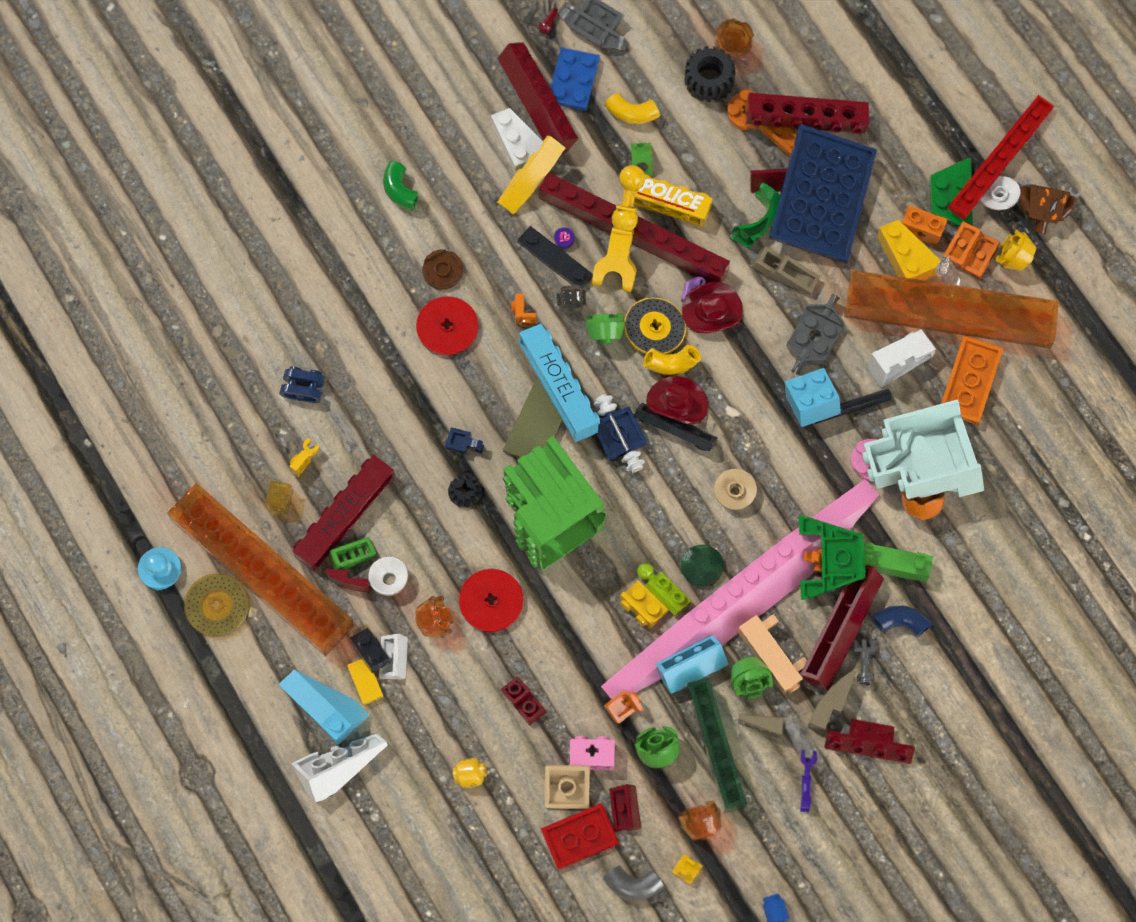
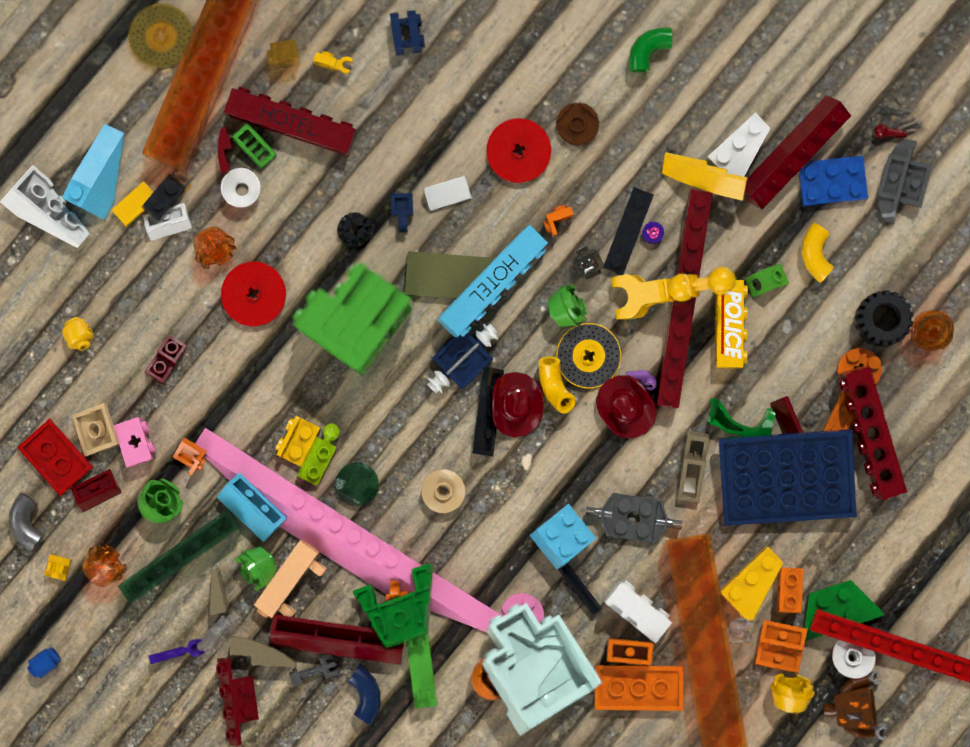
camera: 70 degrees right, 15 degrees up
(462, 398) = (447, 193): none -> white slope
(935, 374) = (629, 651): none -> orange brick

